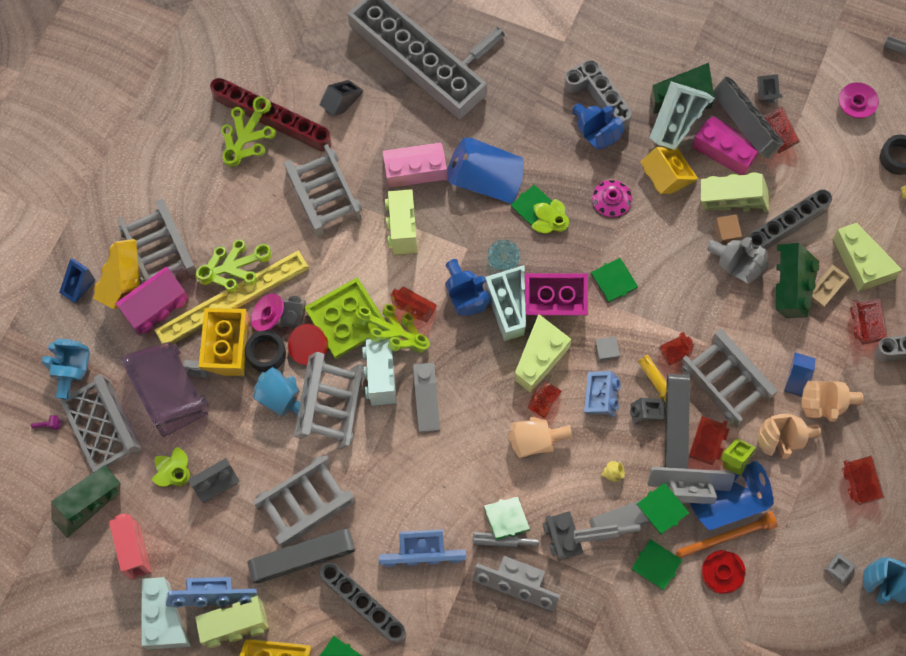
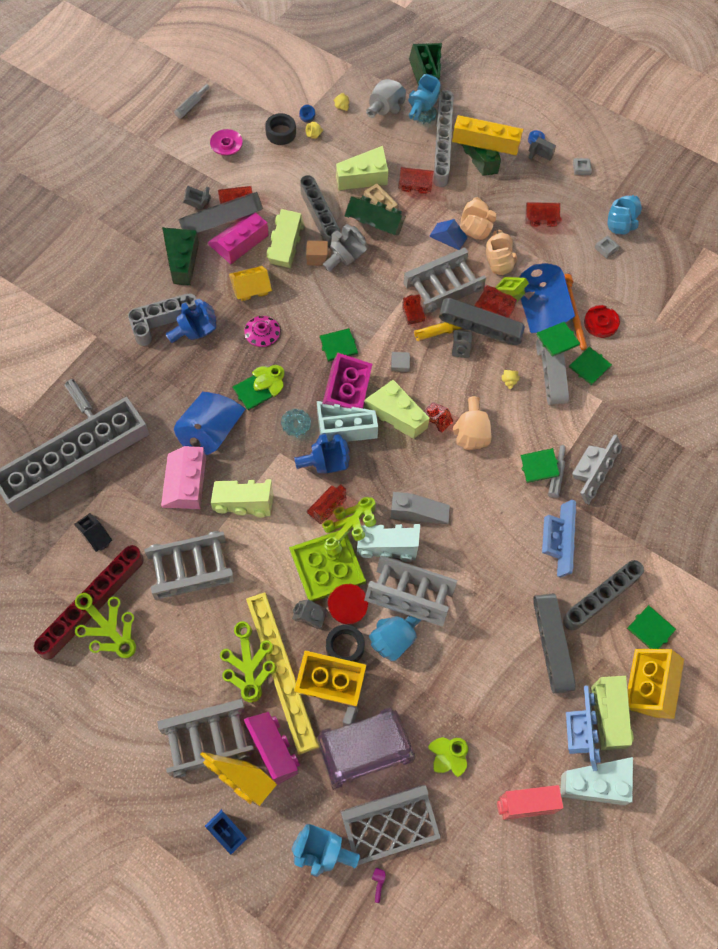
camera: 85 degrees left, 5 degrees down
(84, 500) = (474, 847): dark green wedge -> none
(214, 480) = (470, 712): dark grey bracket -> none
(267, 312) = (300, 641): dark pink dish -> none
(322, 511) = (513, 615): light grey fence -> none
(561, 532) = (559, 427): dark grey bracket -> none
(602, 393) = (441, 372): medium blue bracket -> none
(603, 532) = (567, 390): light grey axle -> none
(678, 113) = (205, 257): light aqua wedge -> none
(692, 484) = (533, 321): light grey bracket -> none

